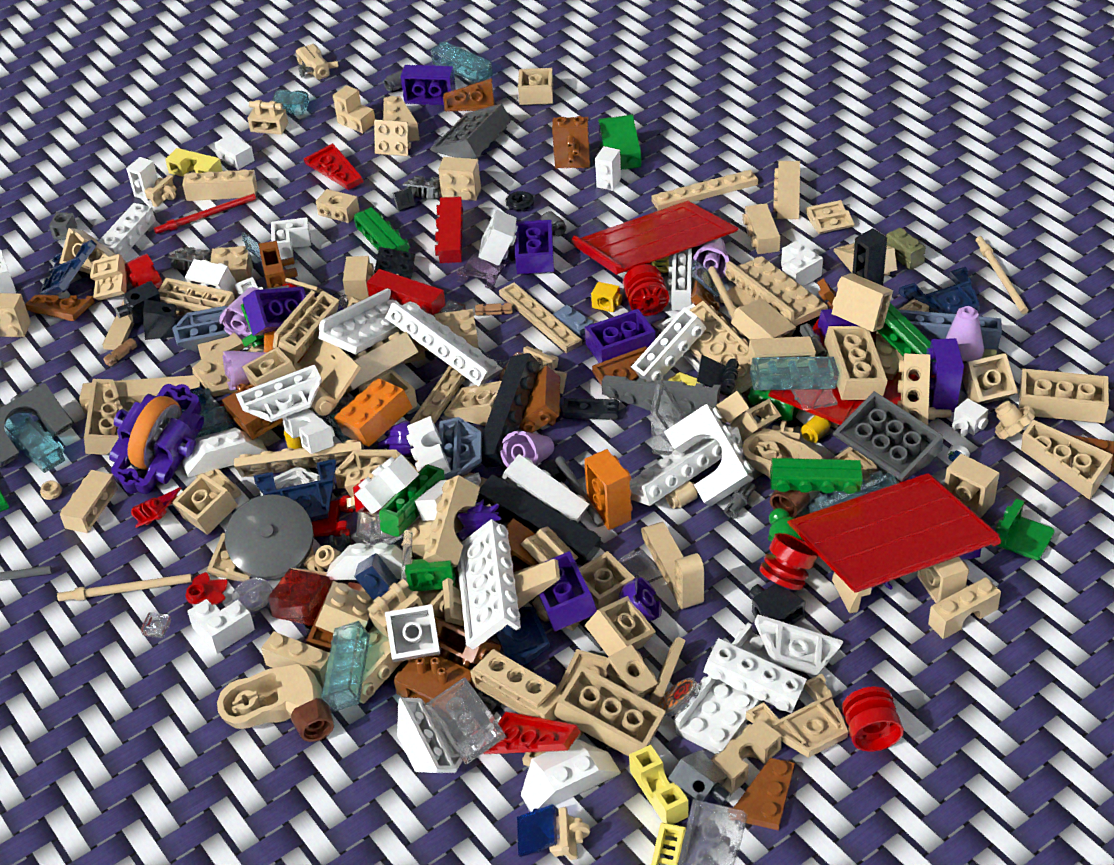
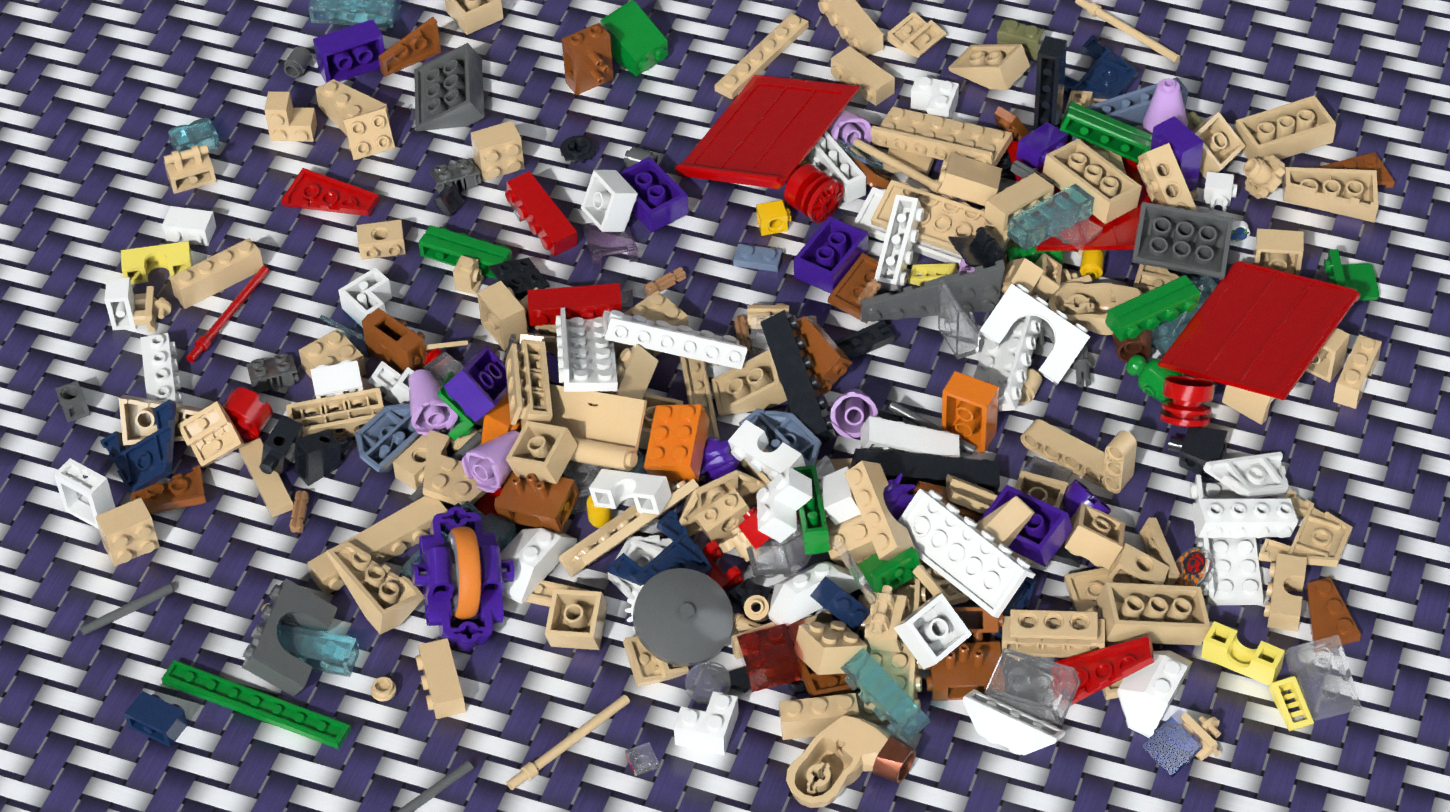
camera: 35 degrees left, 5 degrees up
(153, 508) = (525, 648): red hinge -> none
(204, 588) = (656, 700): red plate -> none
(282, 395) = (586, 467): white wedge -> none
(313, 62) = (169, 77): tan piece -> none
(367, 246) = (467, 275): none -> tan brick
(540, 317) = (720, 269): tan tile -> none
(608, 168) = (649, 72): white brick -> none
(615, 369) = (869, 291): none -> medium nougat axle
(700, 778) = (1270, 625): torso -> none
(861, 302) = (1062, 116): brick -> none
(872, 719) = (1368, 505): red wheel -> none

